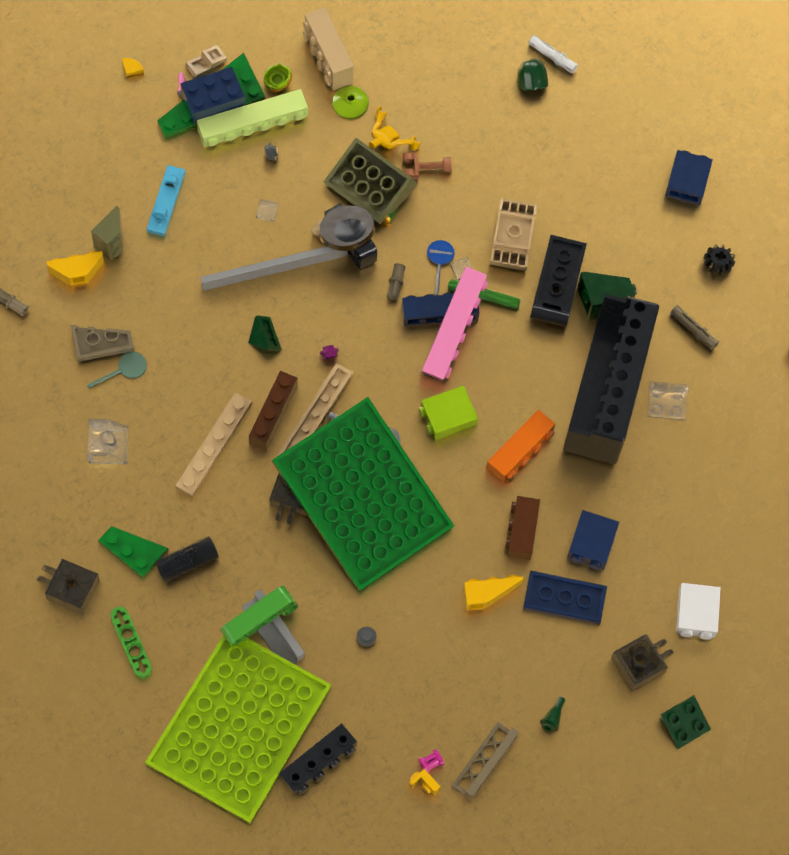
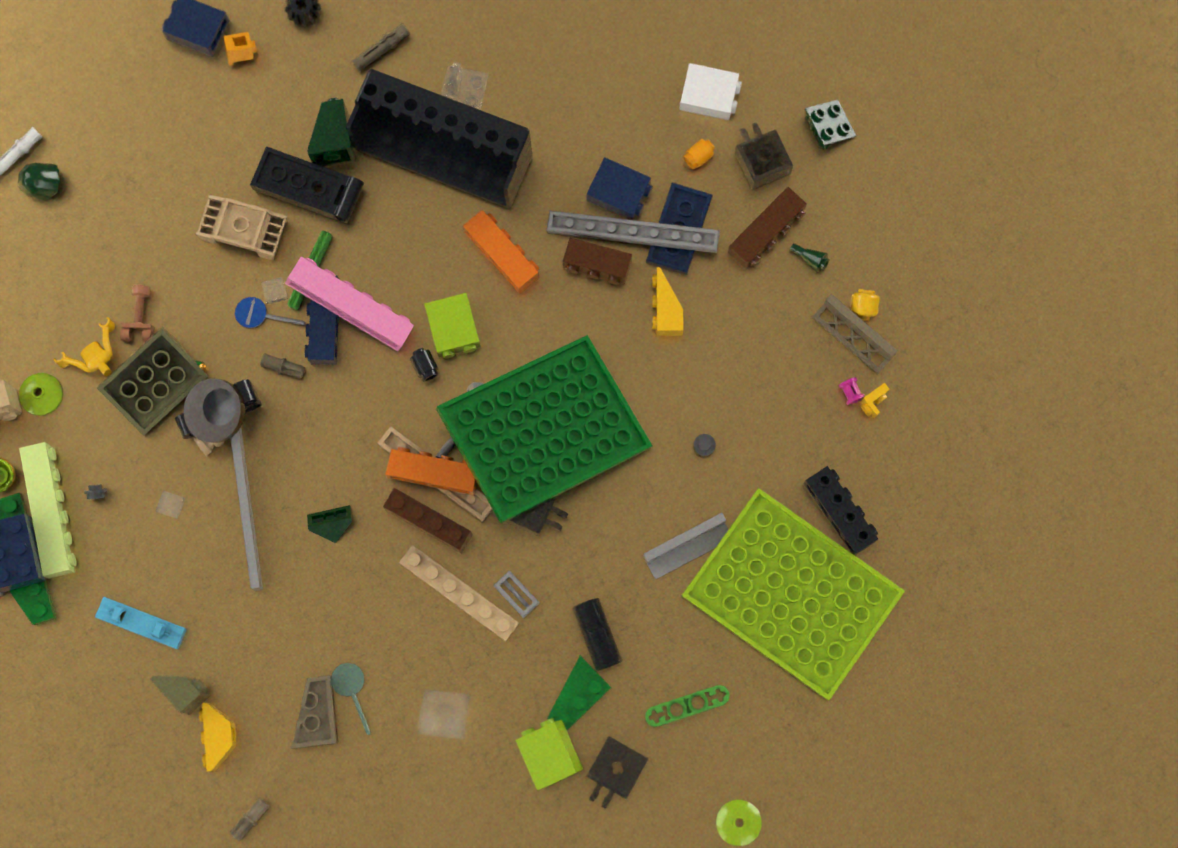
camera: 75 degrees left, 10 degrees up
(36, 705) = (726, 822): none -> lime dish
(80, 528) = (548, 753): none -> lime brick
(206, 503) = (529, 608): none -> light grey tile
(258, 615) = (676, 557): bright green beam -> none
(315, 401) = (430, 471): none -> orange brick
(329, 352) = (362, 450): magenta plate -> none
(410, 394) = (424, 364): none -> black brick
(514, 766) = (865, 304): none -> yellow head
(555, 556) = (633, 231): none -> light grey tile
(575, 673) = (767, 228): none -> reddish brown brick
(637, 606) = (699, 153): none -> light orange brick
(674, 213) = (239, 47): none -> light orange brick

